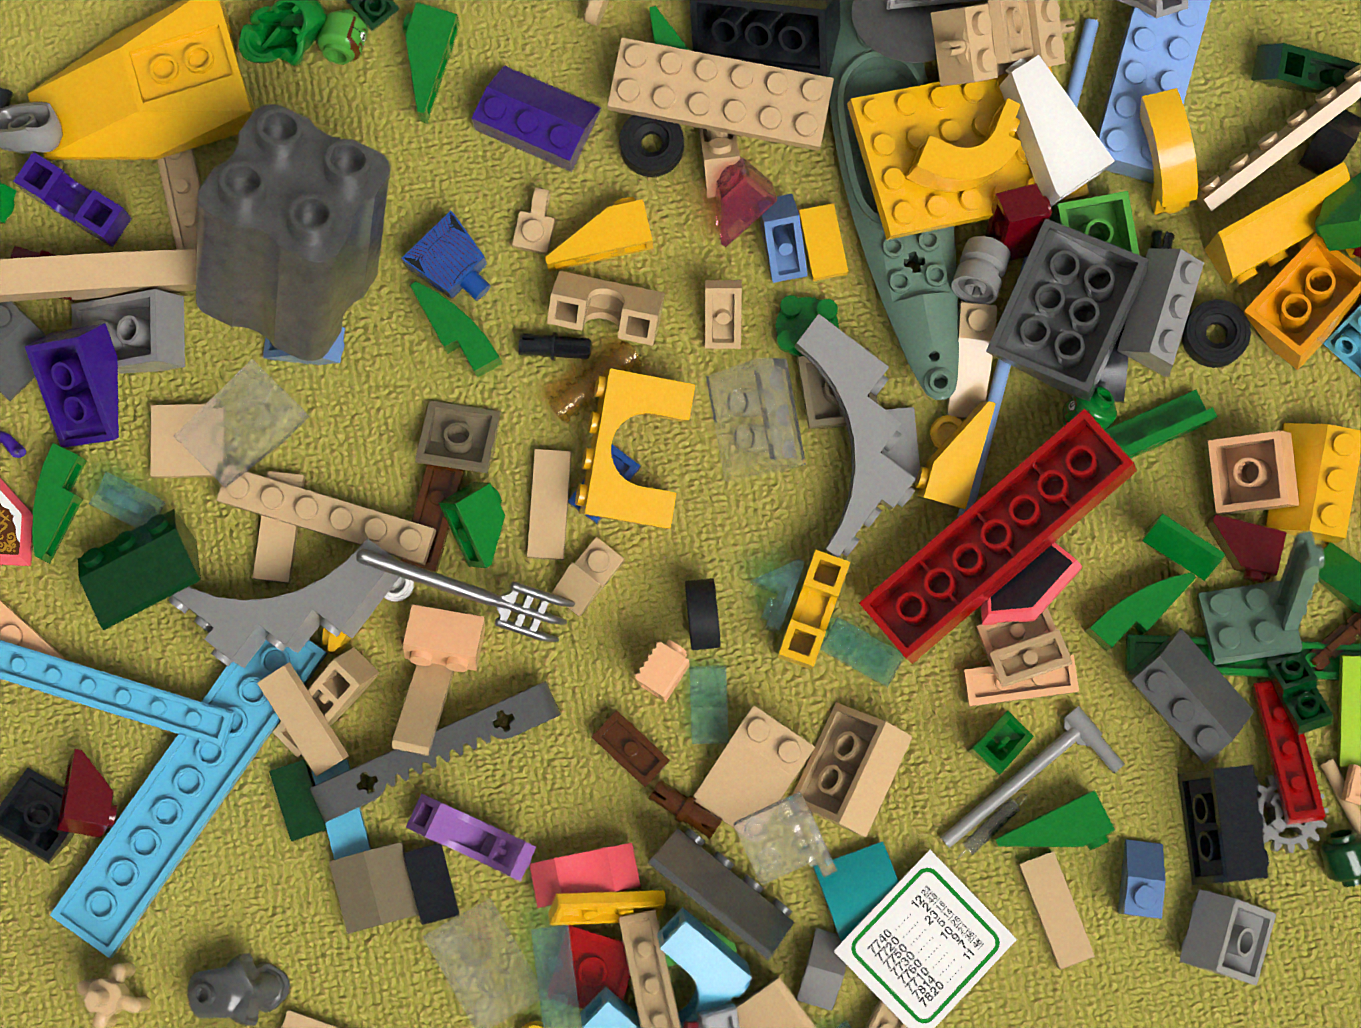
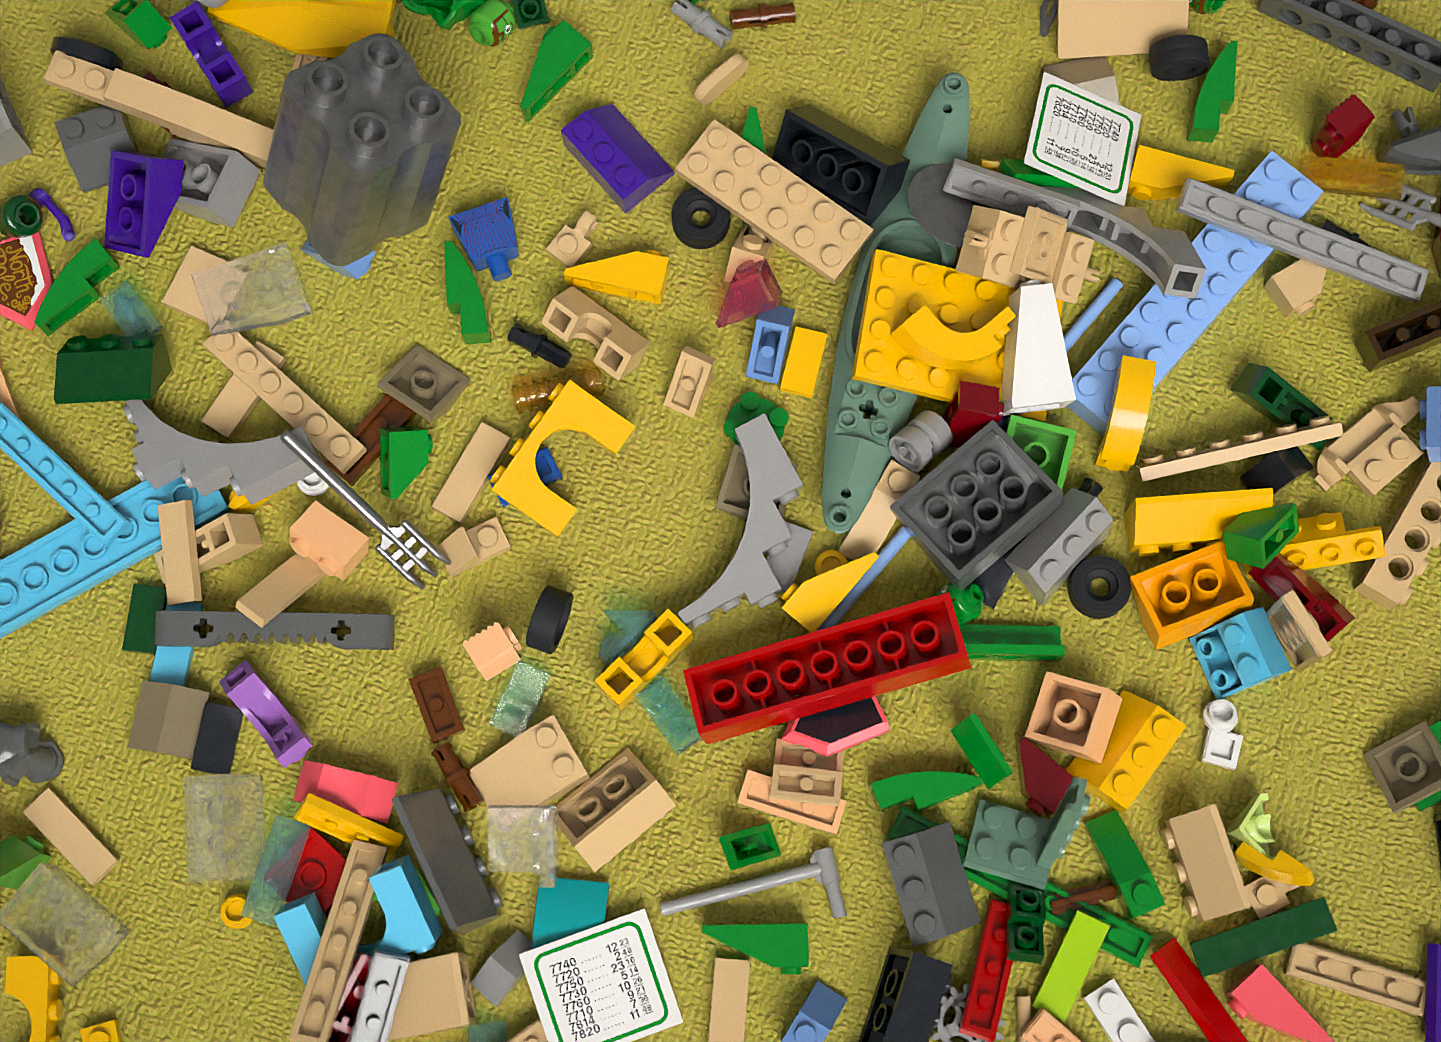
camera: 25 degrees right, 5 degrees down
(755, 419) = (675, 480): clear slope -> none
(992, 825) = (708, 914): clear piece -> none

